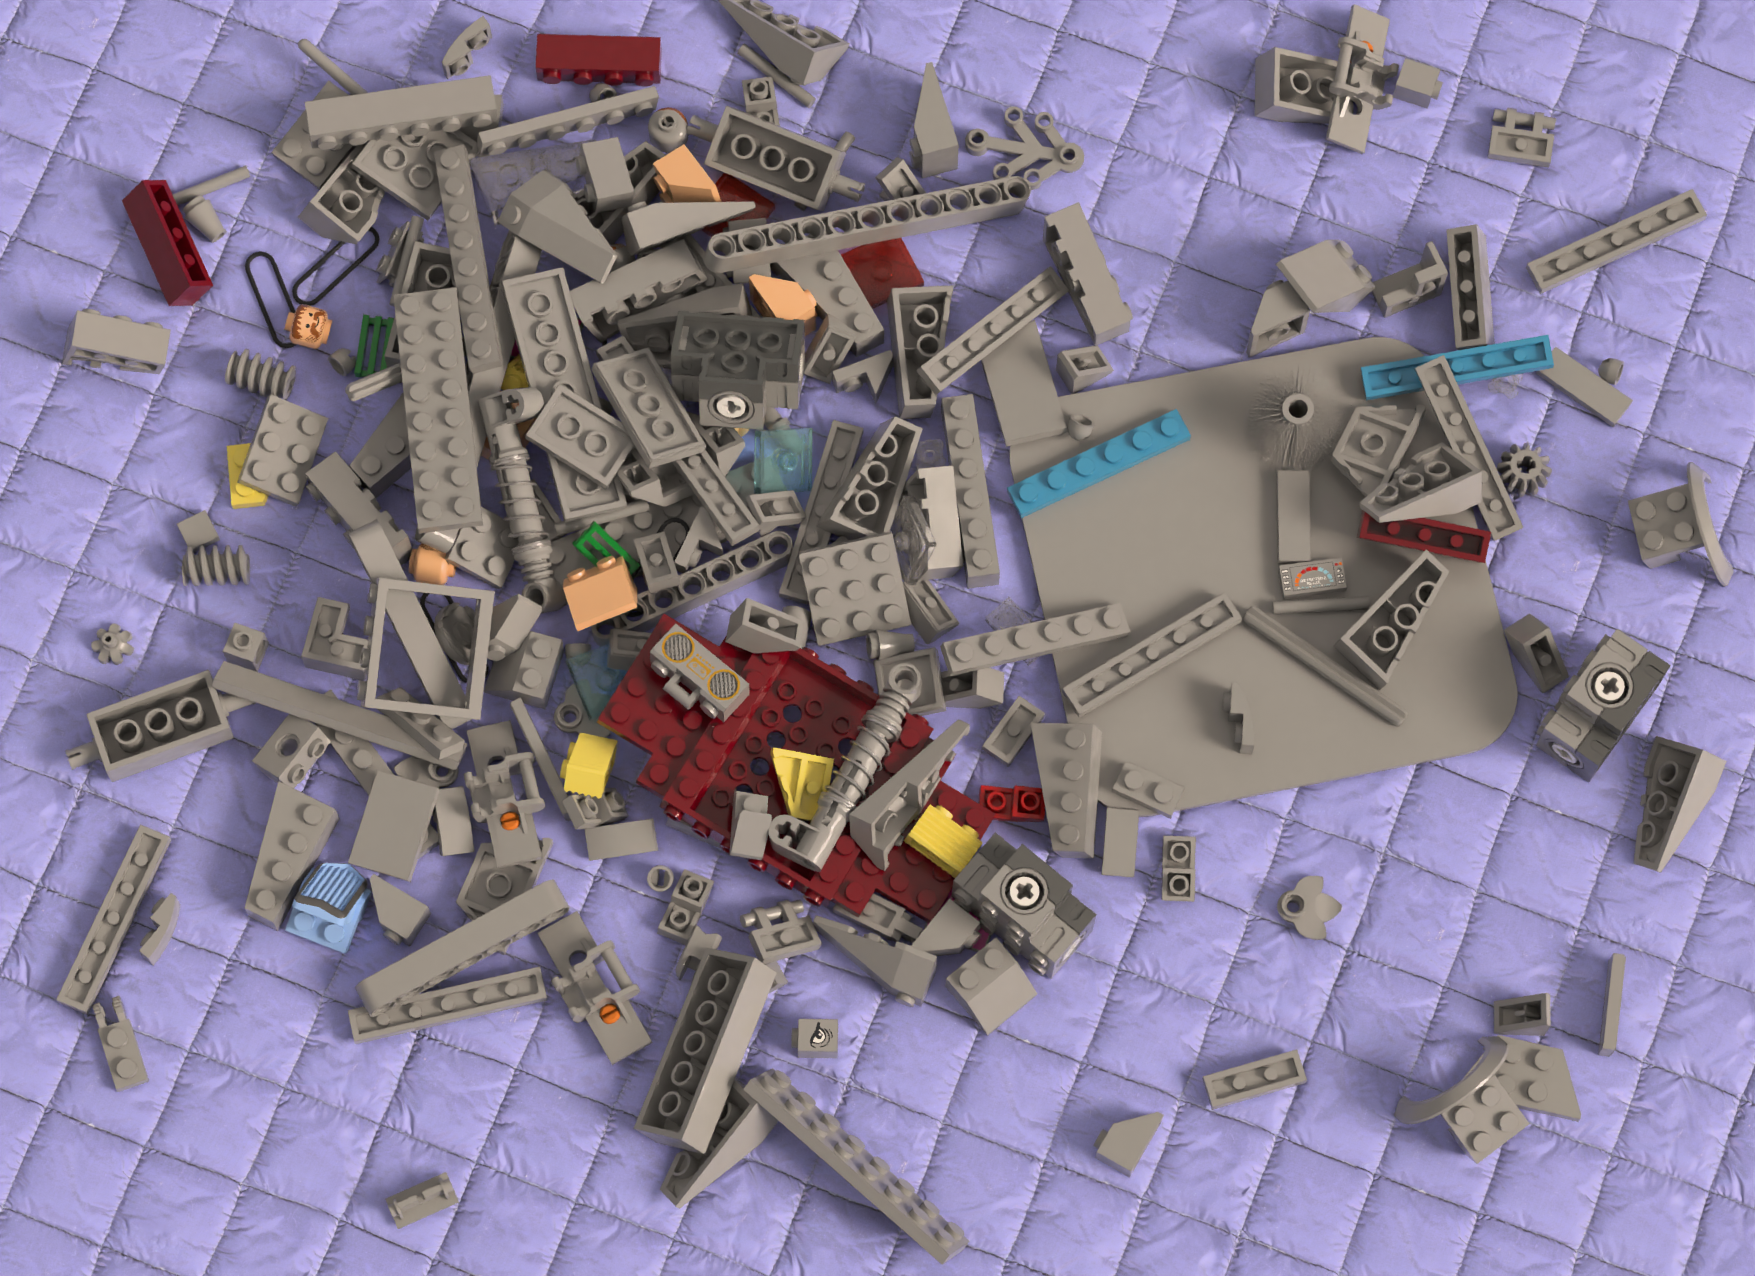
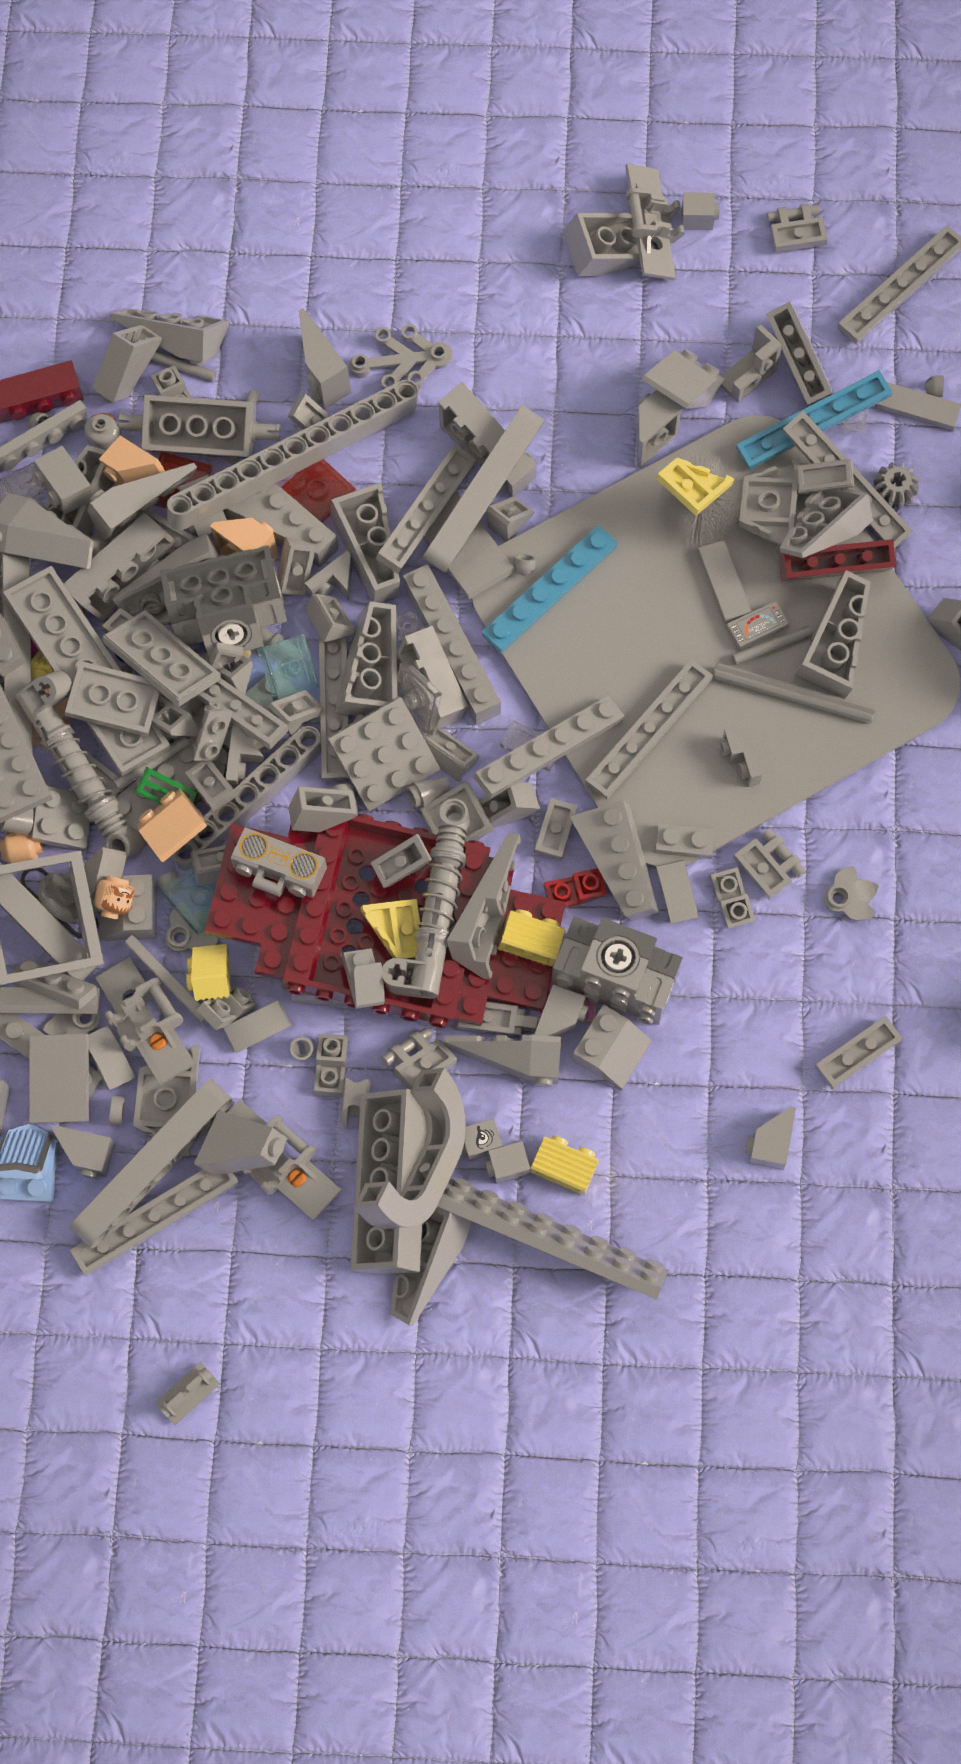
camera: 15 degrees left, 0 degrees up
(443, 880) = (116, 1110): none -> light grey tile
(513, 651) = (113, 897): none -> light nougat head
(559, 959) = (239, 1145): none -> light grey slope
(676, 508) = (212, 735): none -> light grey hinge
(717, 425) = (225, 654): none -> light grey tile
(719, 58) = (125, 362): none -> light grey slope
(778, 1025) = (445, 1138): none -> light grey arch
(831, 713) = (401, 861): none -> light grey slope
(837, 1072) = (507, 1162): none -> light grey brick
(845, 418) = (328, 617): none -> light grey slope
(897, 1094) = (564, 1164): none -> light yellow brick
(1062, 330) = (483, 489): none -> light grey beam
(1222, 846) = (762, 867): none -> light grey plate
(1288, 402) = (693, 484): none -> light yellow wing
(1443, 436) = (825, 476): none -> light grey tile

